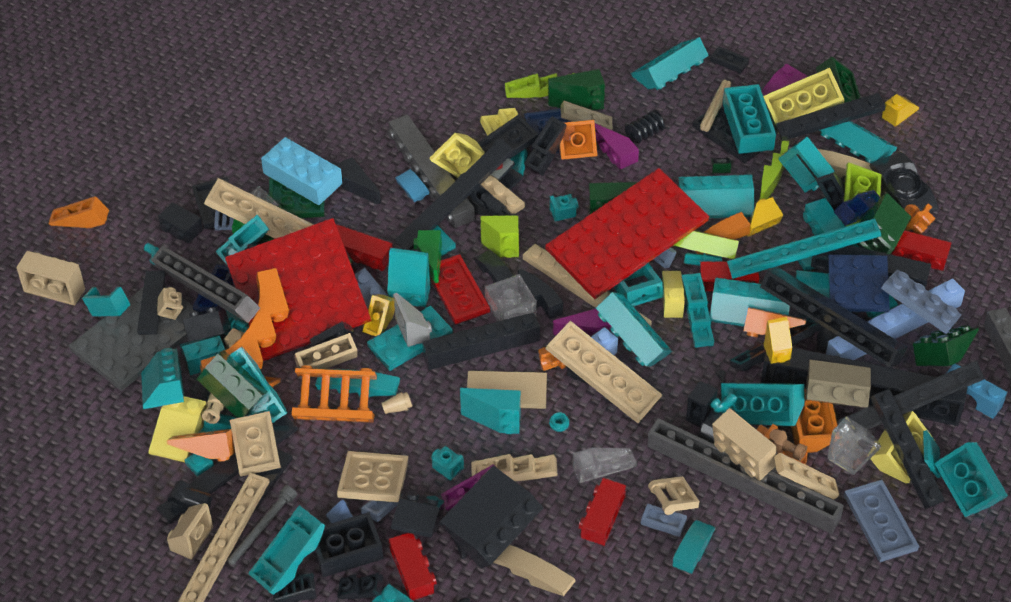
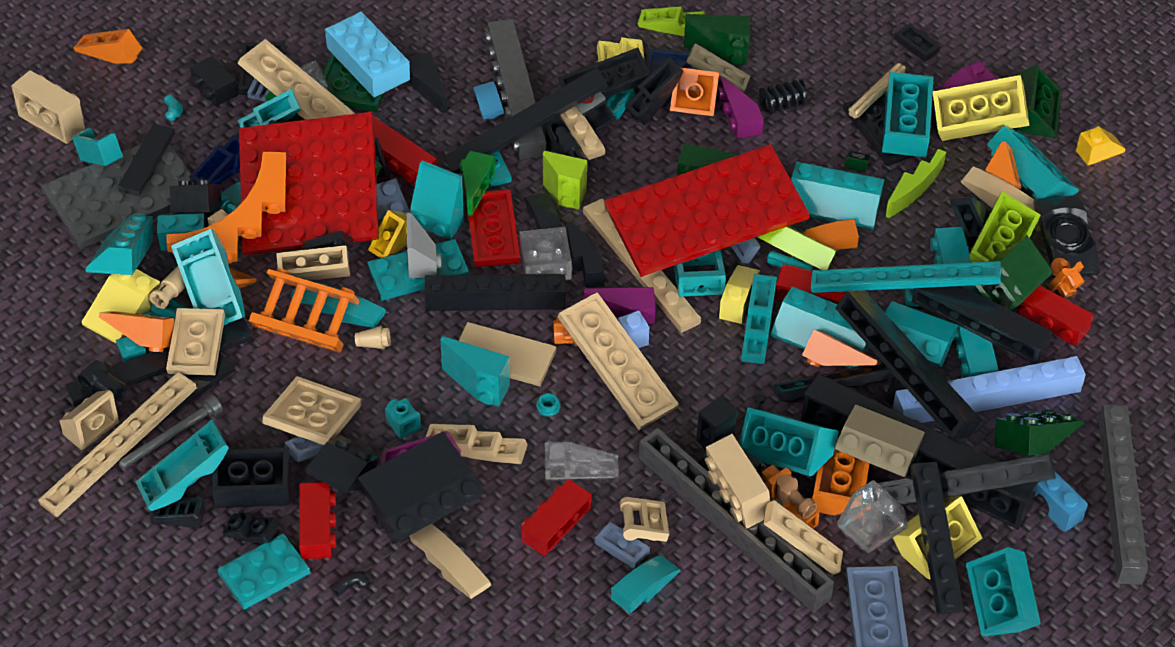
camera: 15 degrees right, 0 degrees up
(170, 299) = (166, 161): tan brick -> none
(206, 284) = (207, 153): flat silver brick -> none
(231, 384) = (190, 268): dark green slope -> none
(339, 512) = (260, 440): medium blue slope -> none
(457, 154) = (546, 73): light yellow slope -> none
(563, 207) = (651, 165): teal brick -> none
(633, 329) = (671, 321): slope -> none
(671, 63) = (845, 31): teal slope -> none
(725, 404) = (741, 432): teal arm -> none
(764, 216) = (882, 231): yellow slope -> none
(778, 340) = (826, 372): yellow slope -> none
(812, 158) = (951, 180): teal window -> none
(830, 116) = (1010, 132): black plate -> none
(837, 142) = (1004, 166): none -> orange slope
(857, 208) = (986, 246): clear blue slope -> none
(857, 282) = (956, 332): dark blue plate -> none
(921, 301) = (1022, 372): sand blue plate -> none
(931, 453) = (967, 549): teal piece -> none

